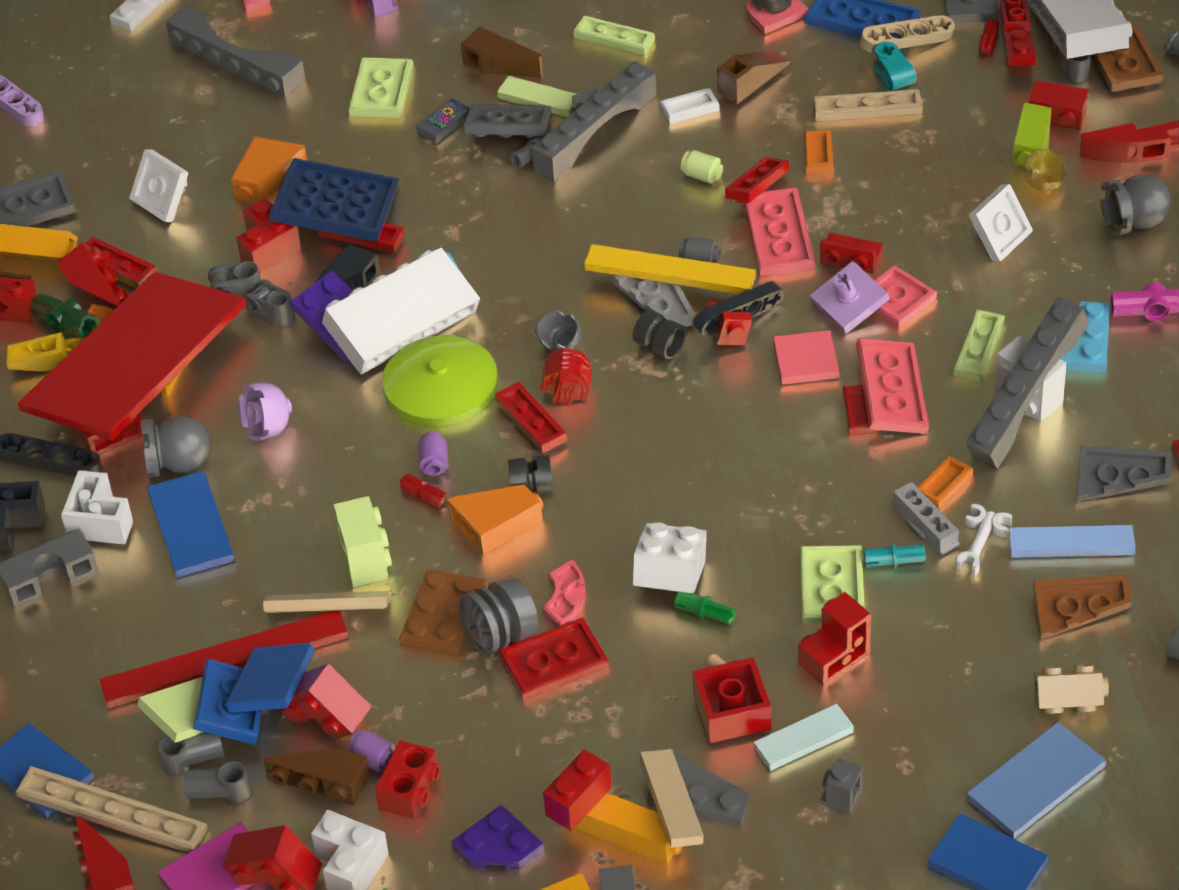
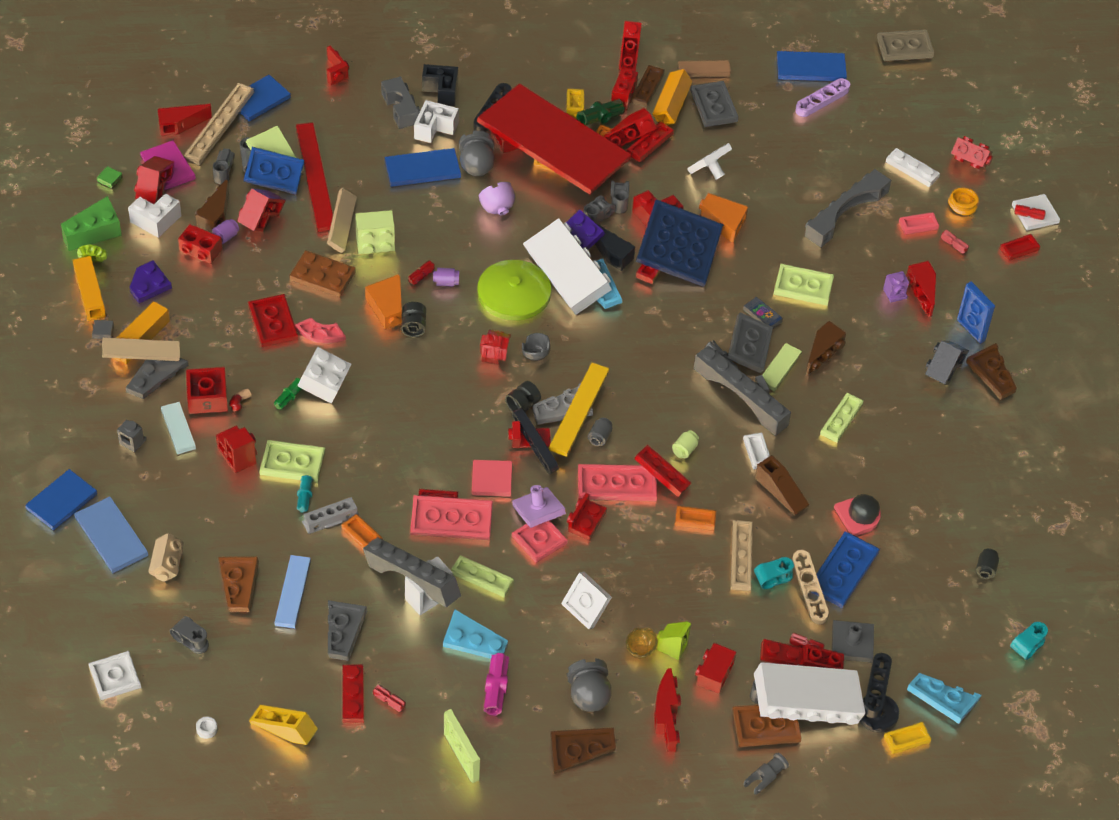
camera: 90 degrees right, 5 degrees up
(270, 678) = (279, 183): blue tile -> none
(498, 615) = (298, 286): dark grey wheel -> none
(530, 417) = (468, 328): red plate -> none
(577, 790) = (151, 302): red brick -> none
(984, 523) = (318, 550): white bar -> none

